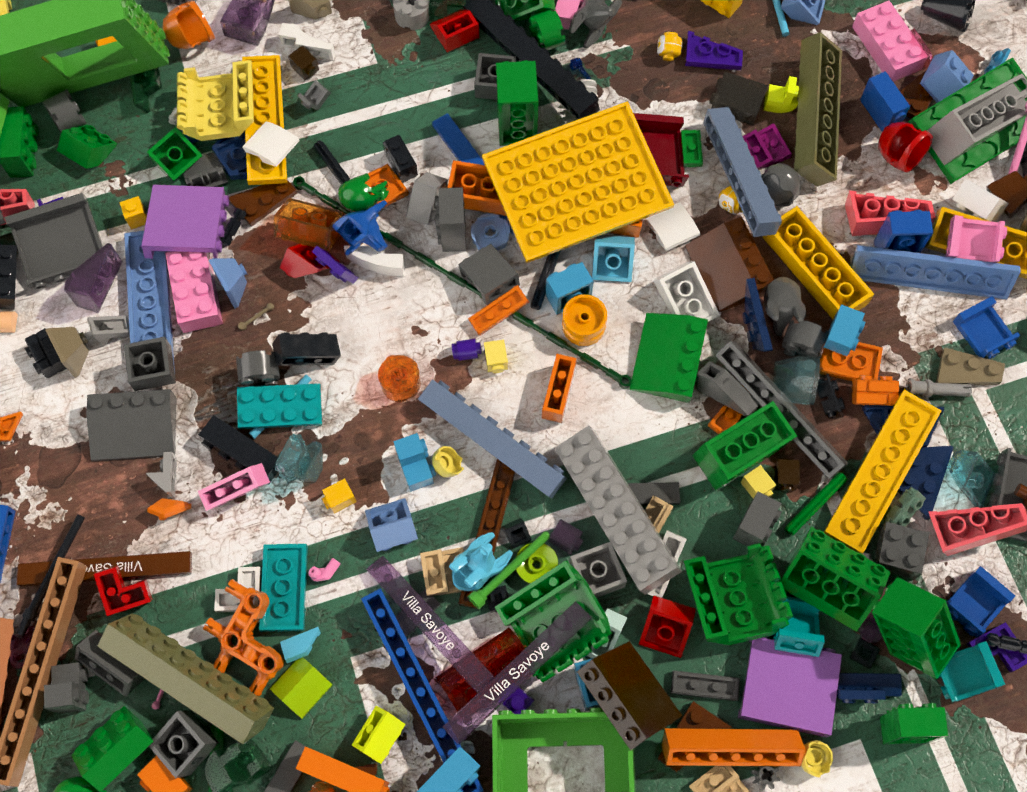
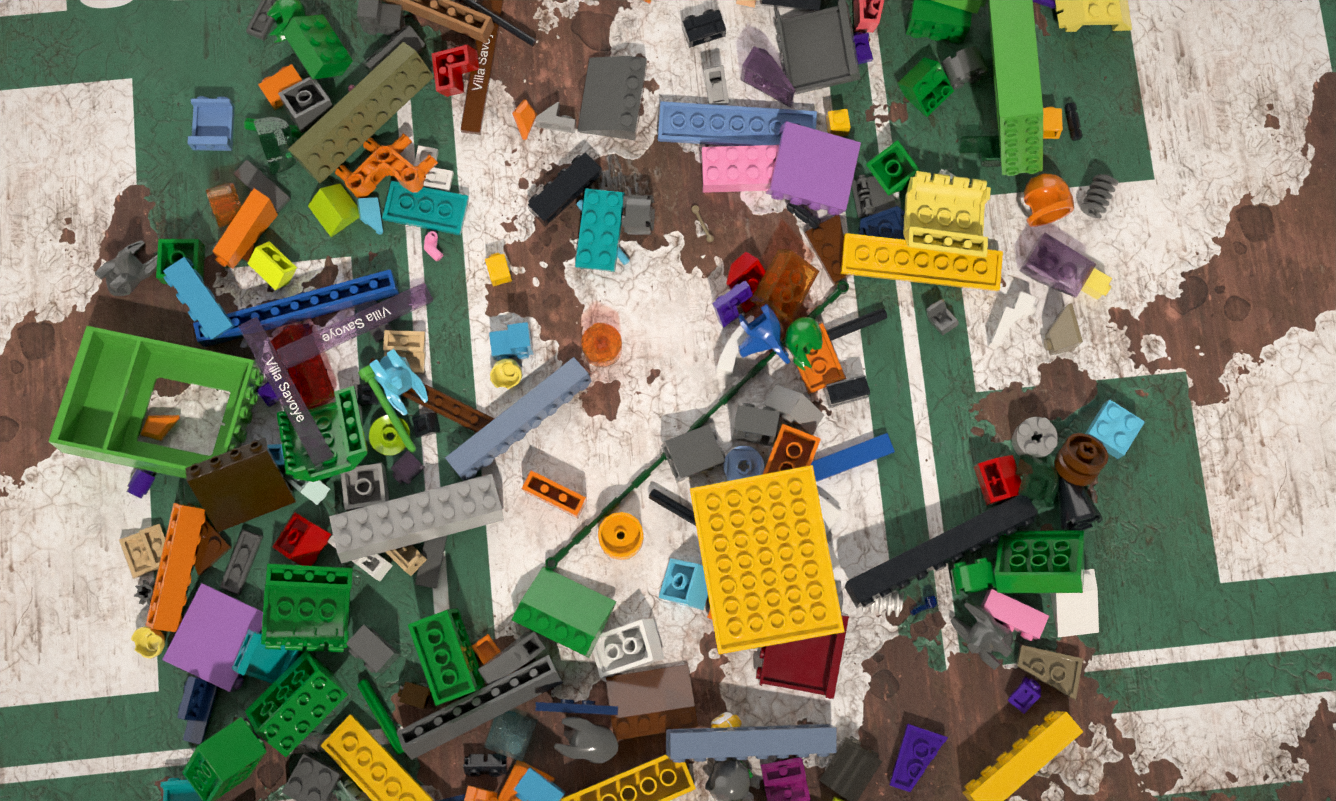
camera: 100 degrees right, 10 degrees up
(70, 347) = (700, 47): dark tan slope -> none
(149, 363) = (663, 116): dark grey brick -> none
(230, 277) = (741, 202): medium blue slope -> none
(233, 486) = (524, 175): bright pink brick -> none
(271, 143) = (883, 262): white slope -> none
(300, 461) = (535, 238): clear light blue piece -> none
(303, 62) = (985, 313): dark brown brick -> none
(306, 349) = (648, 261): black brick -> none
(391, 525) = (460, 311): medium blue slope -> none
(466, 349) = (619, 415): dark purple brick -> none
(485, 79) = (925, 509): dark grey brick -> none
(496, 356) = (604, 442): light yellow brick -> none
(498, 310) = (653, 455): orange tile -> none
(516, 101) = (876, 518): green brick -> none
(568, 284) = (657, 527): dark azure brick -> none
(669, 46) = (931, 710): yellow head -> none
(673, 227) = (705, 660): white slope -> none
(691, 148) = (798, 701): green plate -> none
(759, 481) = (409, 666): light yellow brick -> none
(804, 339) = (543, 755): dark grey brick -> none
(864, 653) = (229, 715): black tile -> none
(913, 725) = (145, 734): green brick -> none

